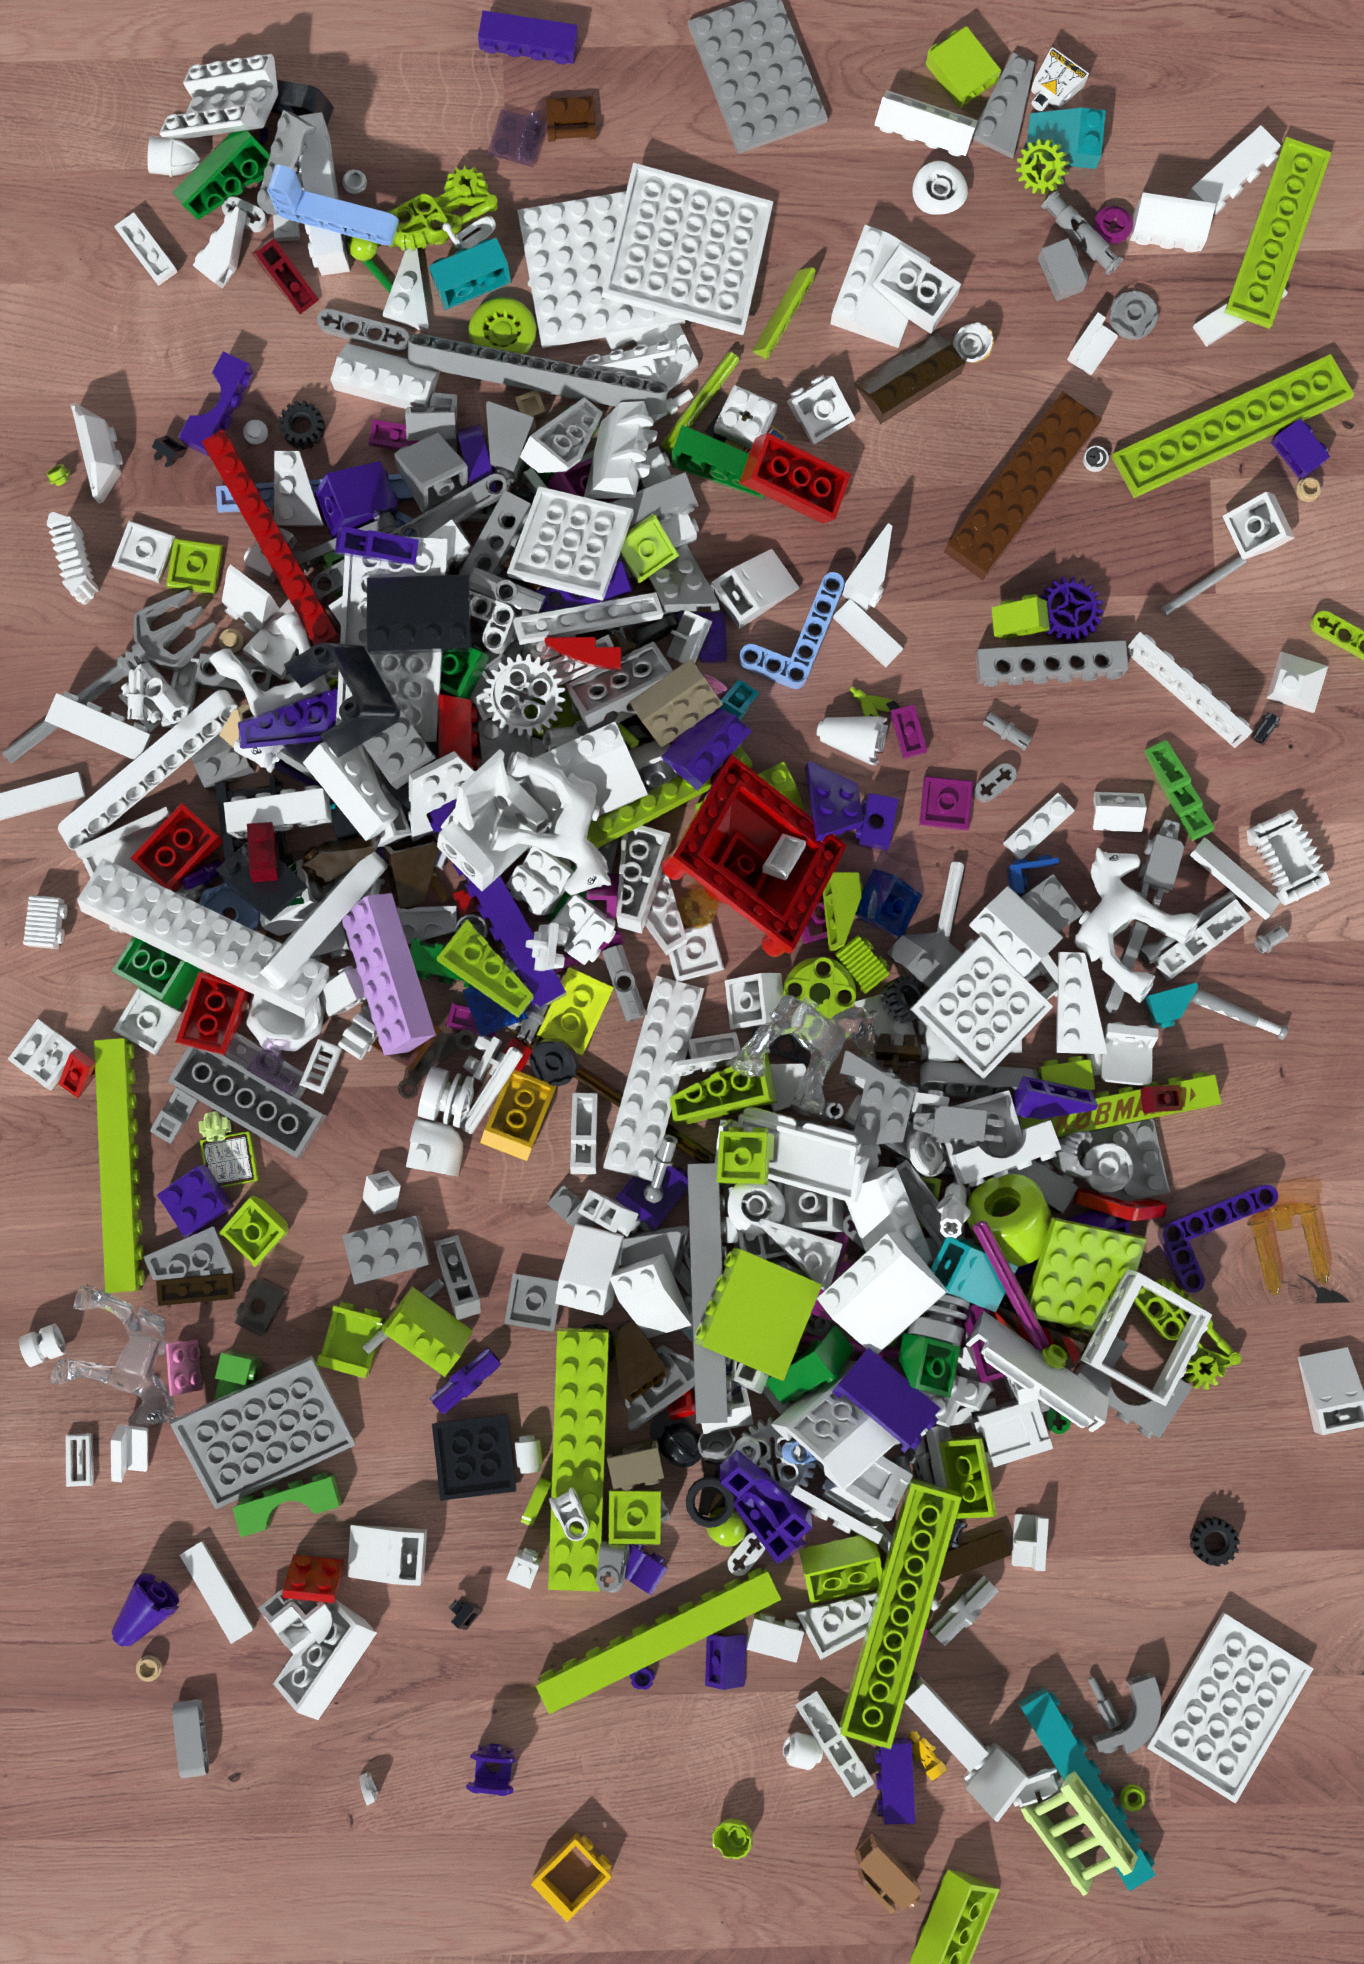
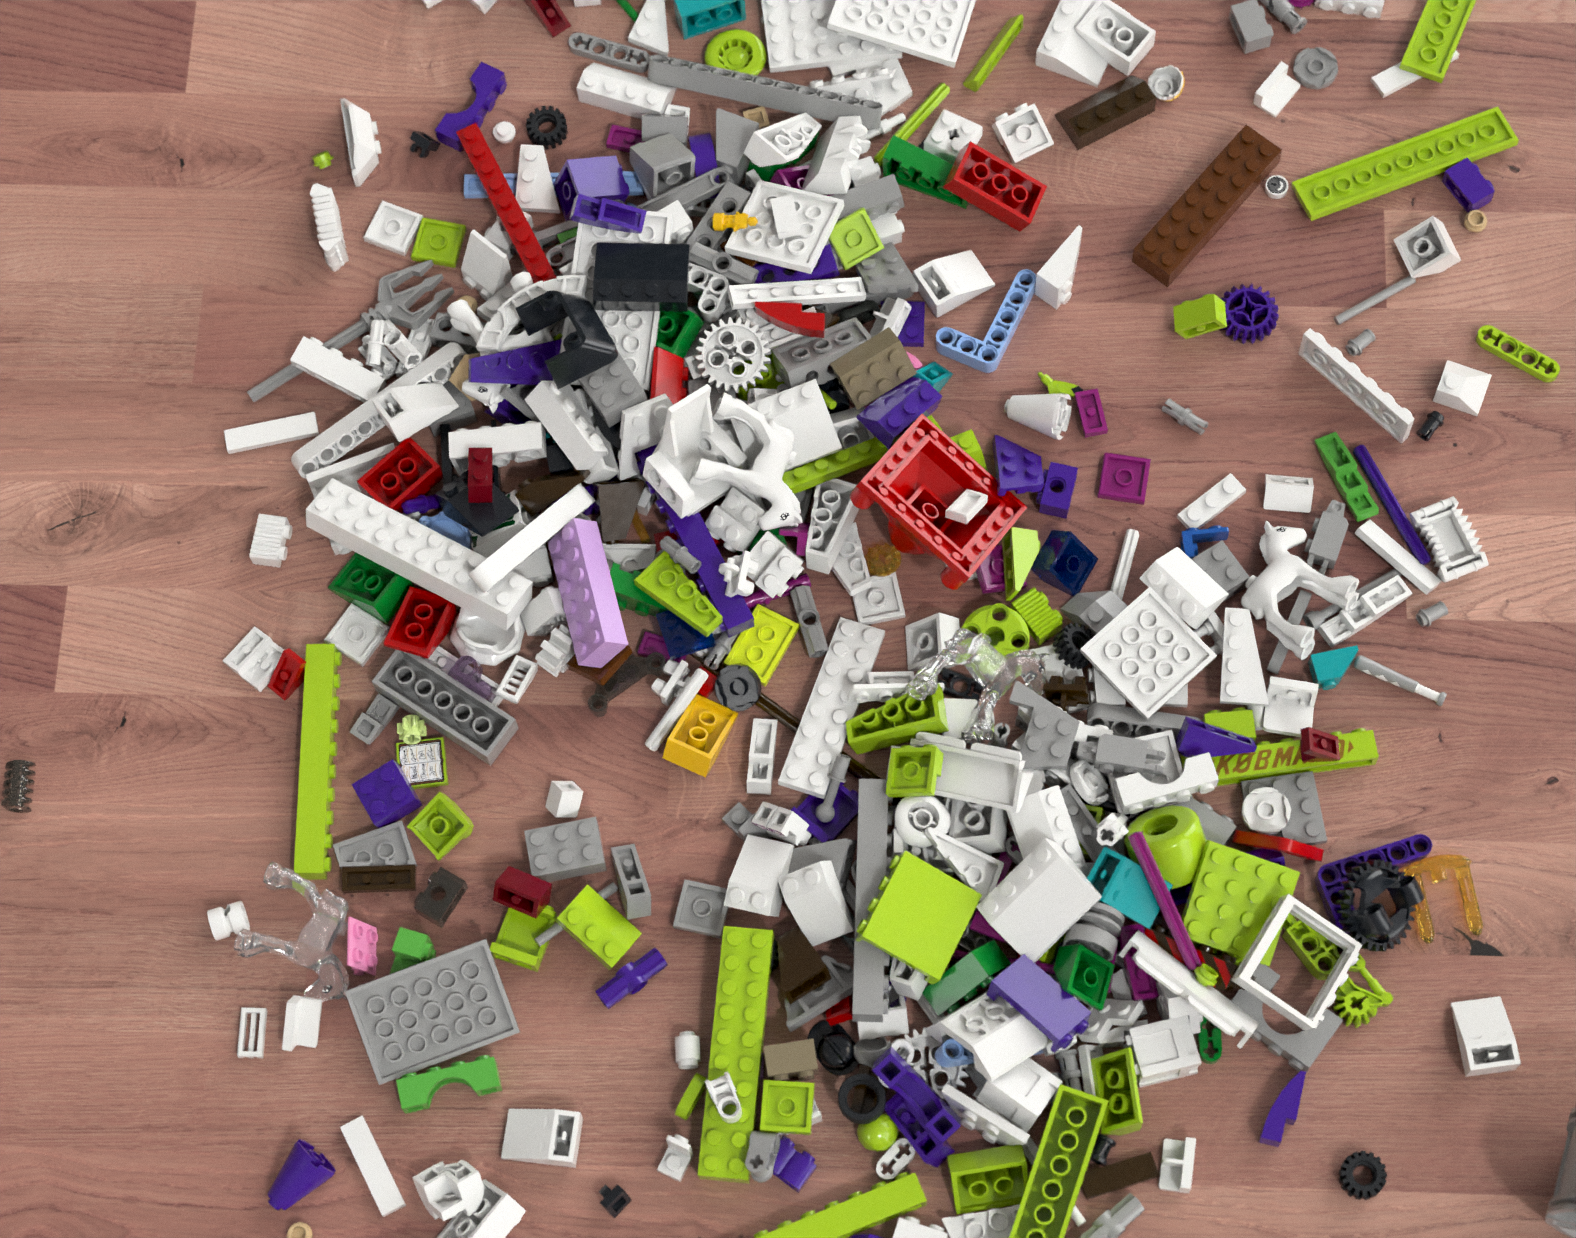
camera: 10 degrees right, 15 degrees down
(184, 771) = (413, 407): none -> white slope
(272, 672) = (506, 318): none -> white tile
(313, 1578) = (468, 1152): red plate -> none
(345, 1303) = (522, 892): none -> dark red brick
(435, 1148) = (619, 760): white brick -> none
(447, 1097) = (638, 713): white wheel -> none
(474, 1457) = (634, 1050): black plate -> none
(483, 926) = (680, 554): none -> light grey axle
(520, 541) = (736, 221): none -> yellow piece
(570, 533) = (785, 216): none -> white tile
(867, 633) = (1057, 326): white tile -> none
(998, 787) = (1168, 458): light grey beam -> none
(1070, 1156) = (1228, 795): light grey hair -> none
(1112, 652) = (1239, 350): light grey brick -> none
(1133, 1479) = (1283, 1111): none -> dark purple slope
(1190, 636) = (1356, 346): none -> light grey pin
(1220, 1288) = (1371, 918): none -> black piece
(1226, 819) = (1391, 504): none -> dark purple axle

